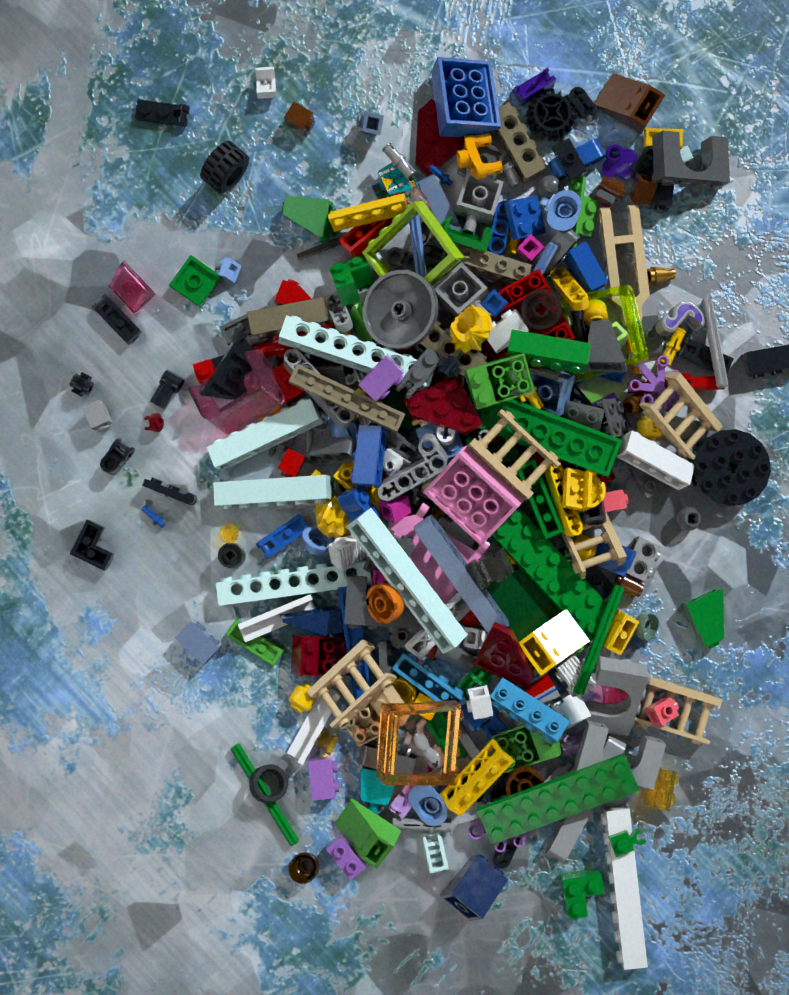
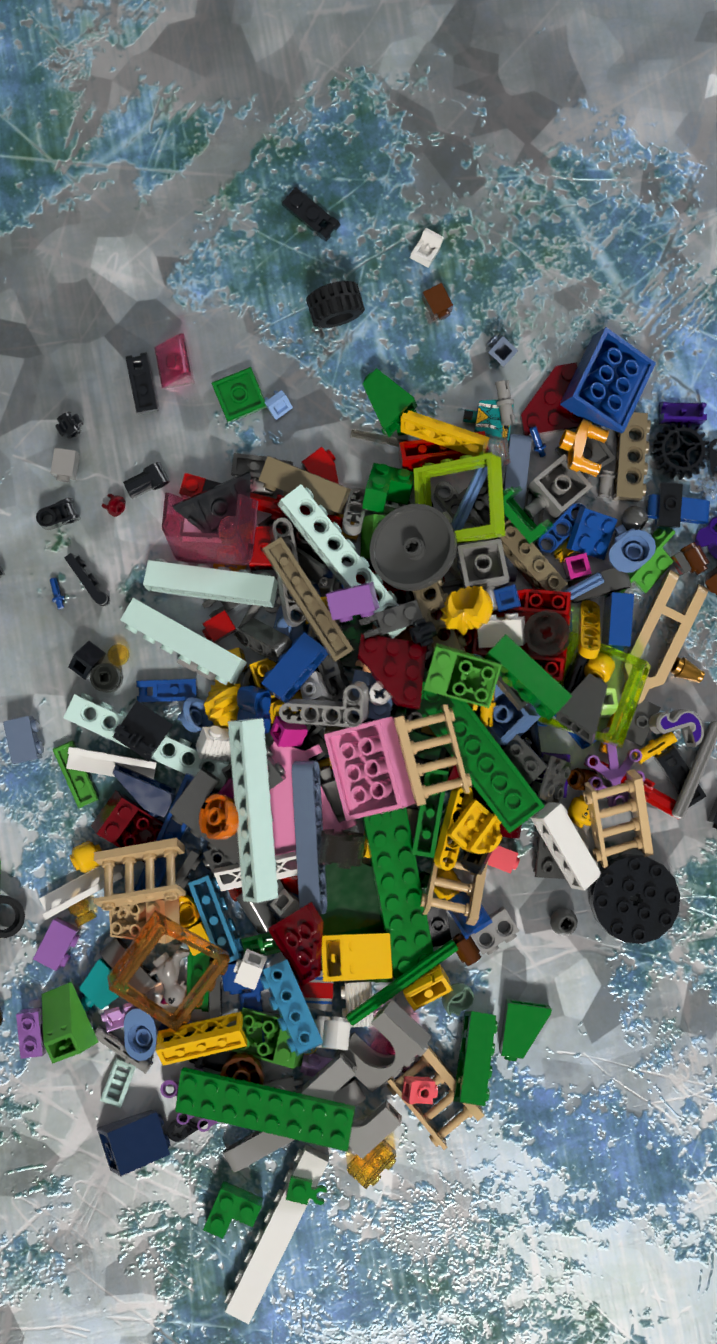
camera: 30 degrees right, 0 degrees up
(208, 551) = (87, 655): none -> black brick
(284, 576) = (142, 730): none -> black hinge
(688, 661) = (475, 1058): none -> green brick

